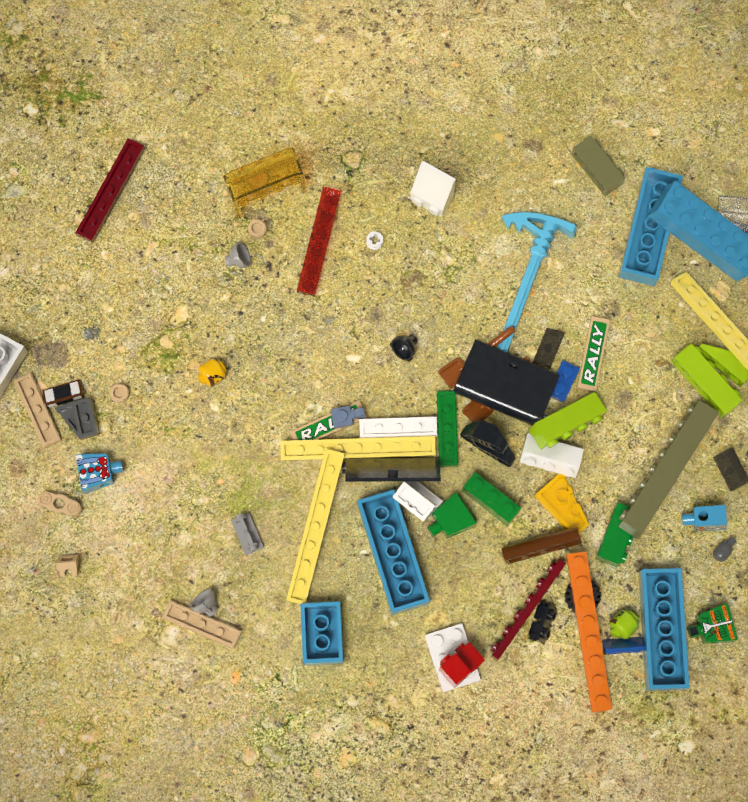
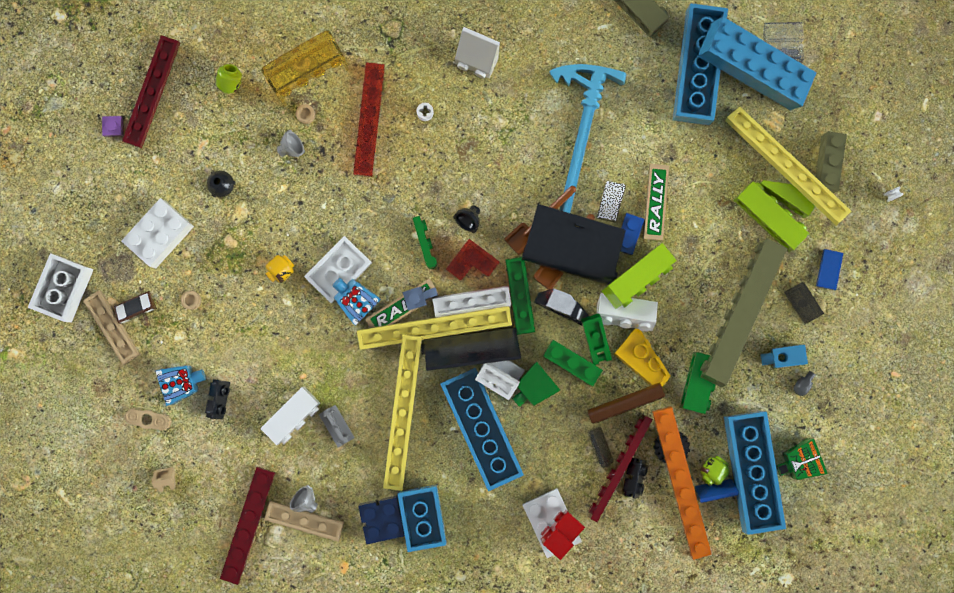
camera: 10 degrees left, 10 degrees up
(67, 218) = (112, 126): none -> medium lavender plate
(80, 417) = (155, 330): dark grey wing -> none
(97, 324) = (157, 233): none -> white brick
(135, 484) = (216, 408): none -> black hinge
(144, 622) = (247, 525): none -> dark red plate
(164, 290) = (225, 186): none -> black piece
(187, 186) = (228, 78): none -> lime head
(203, 517) = (290, 416): none -> white brick
(269, 380) = (341, 262): none -> white plate
(281, 631) = (381, 520): none -> dark blue piece
(282, 410) = (354, 299): none -> torso
(359, 366) = (425, 243): none -> green plate
(403, 383) = (472, 257): none -> clear red brick
(510, 587) = (600, 446): none -> clear smoke slope
(518, 477) = (596, 338): none -> green plate

